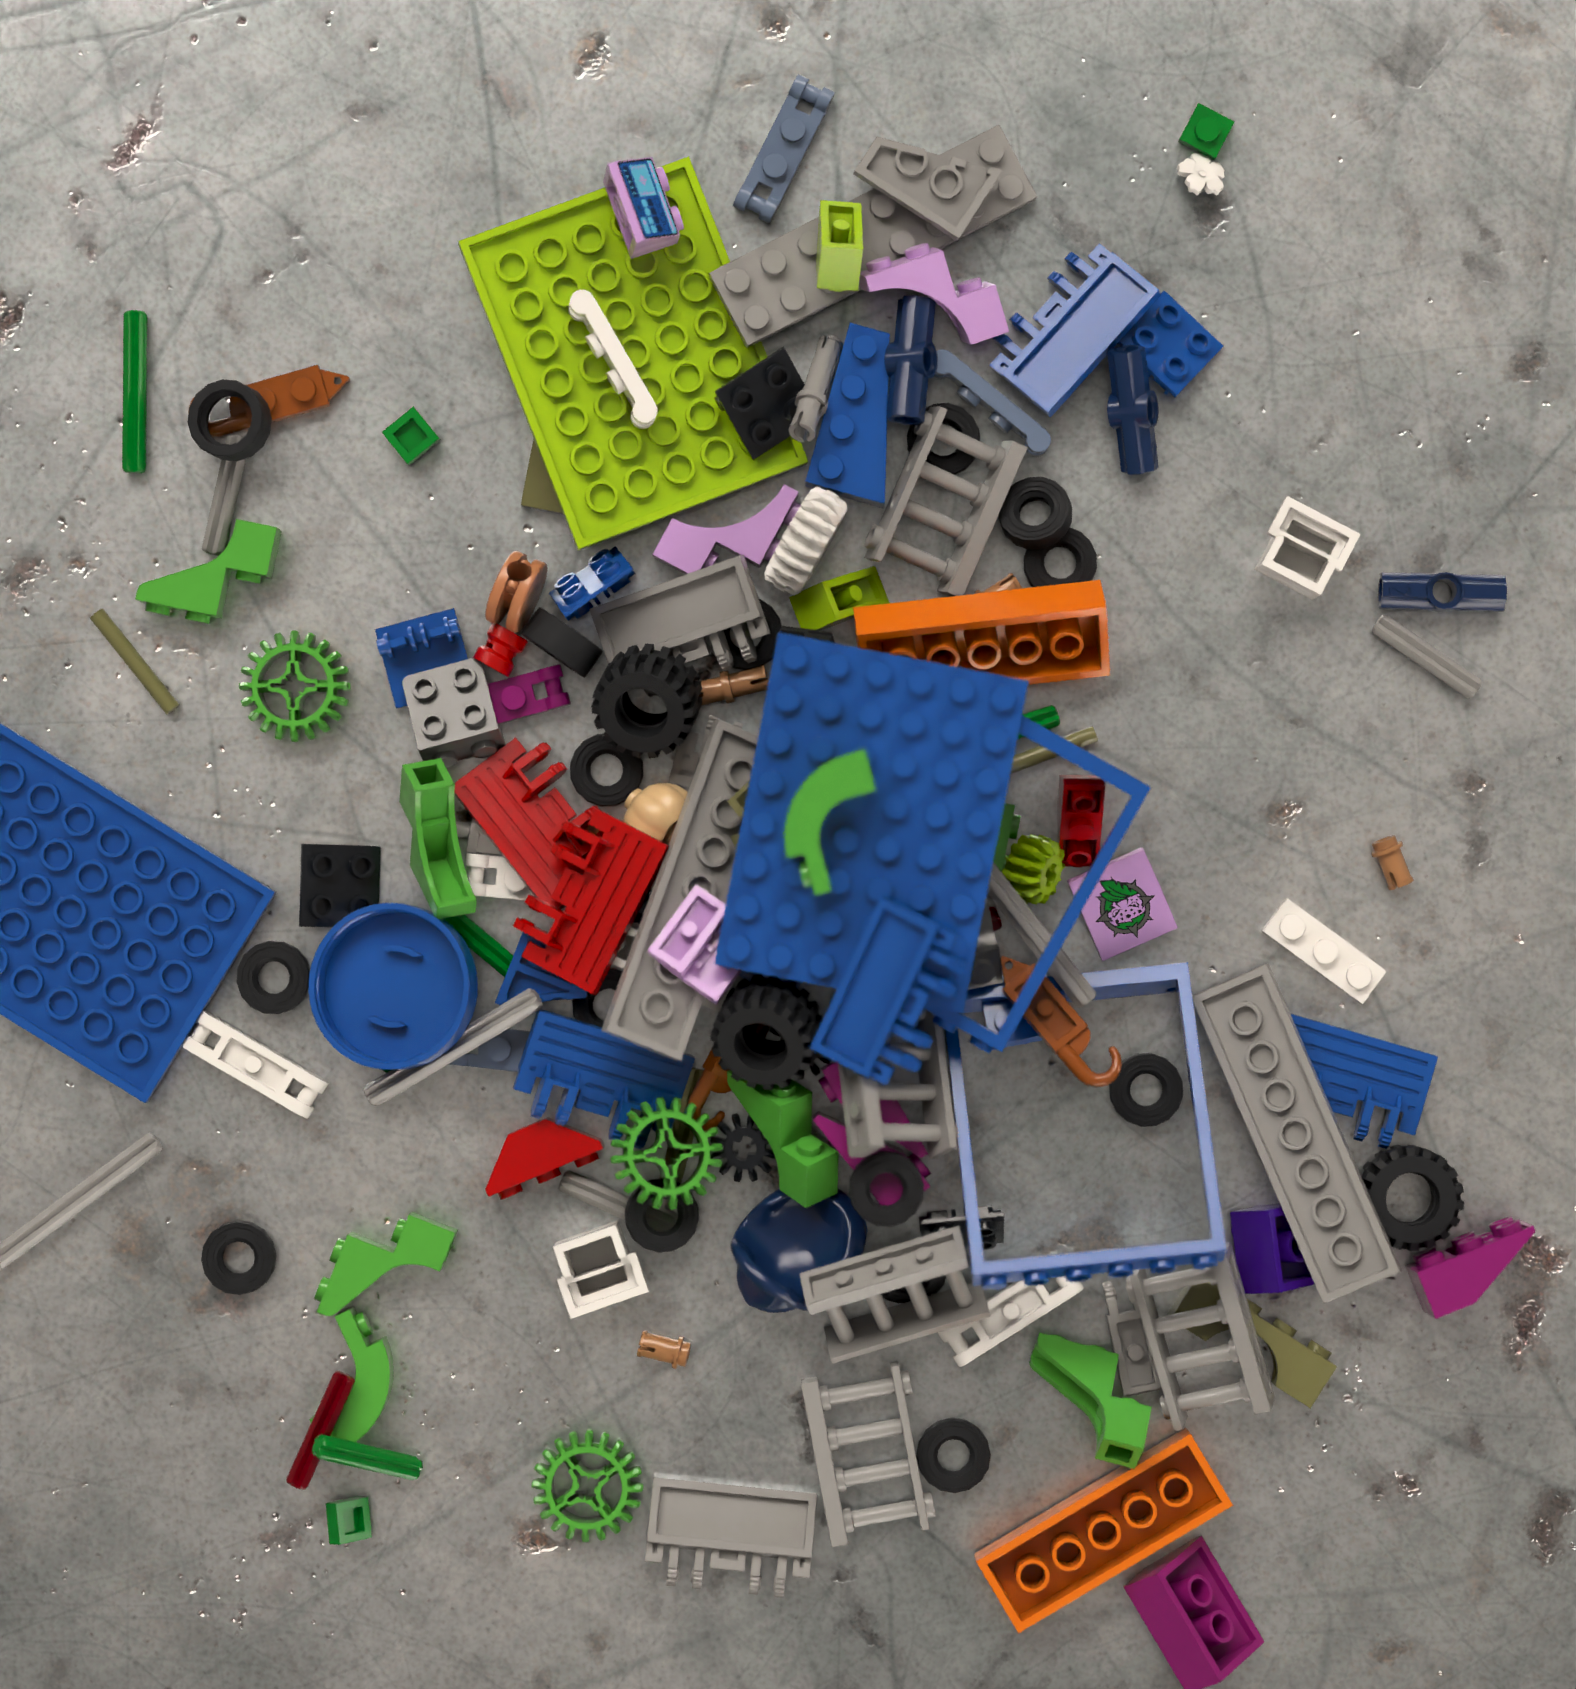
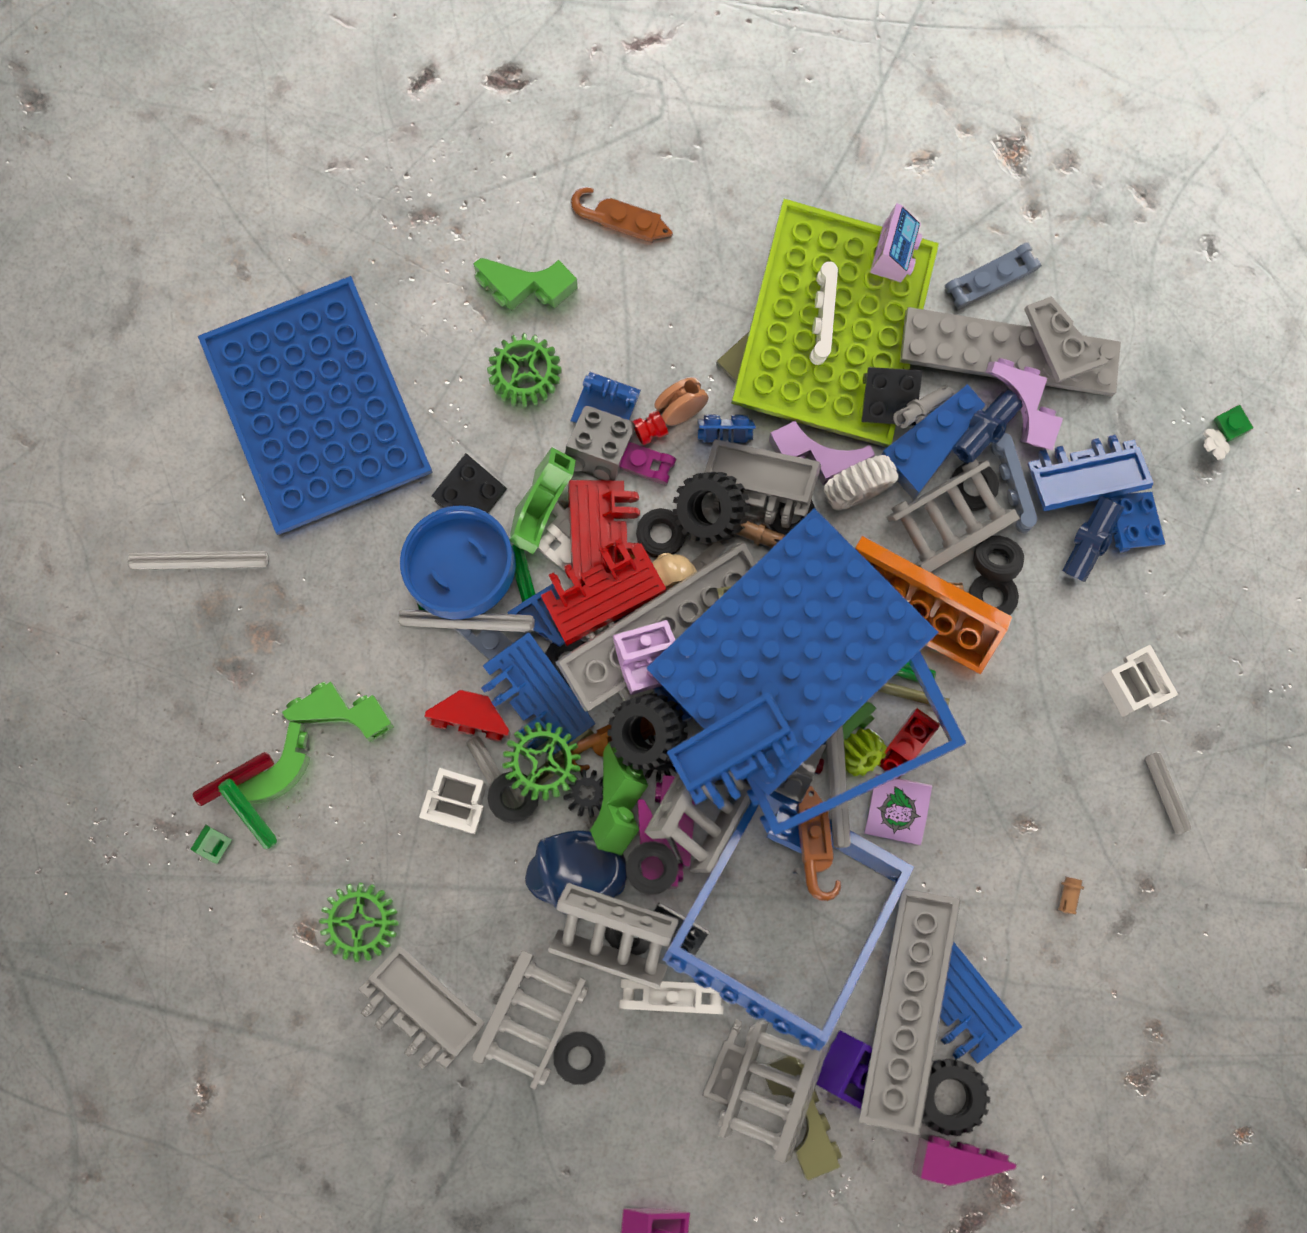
camera: 30 degrees right, 10 degrees down
(134, 391) = (553, 163): green axle -> none
(134, 661) = (448, 299): olive bar -> none
(204, 403) = (589, 189): black tyre -> none
(214, 1264) = (255, 638): black tyre -> none
(223, 503) = (563, 245): light grey axle -> none
(248, 977) = (391, 500): black tyre -> none
(254, 1064) = (351, 555): white plate -> none
(411, 436) = (683, 284): green plate -> none
(561, 642) = (686, 445): black tyre -> none
(664, 1349) = (459, 876): medium nougat pin -> none
(822, 790) = (772, 610): bright green arch -> none
(834, 599) = (855, 524): lime slope -> none
(839, 246) = (990, 339): lime slope -> none
(1087, 1380) = (687, 1068): bright green arch -> none
(1102, 1530) = (635, 1165): orange brick -> none
(1171, 1090) = (855, 918): black tyre -> none
(1324, 951) = (996, 919): white plate -> none
(1416, 592) = (1216, 773): dark blue piece -> none

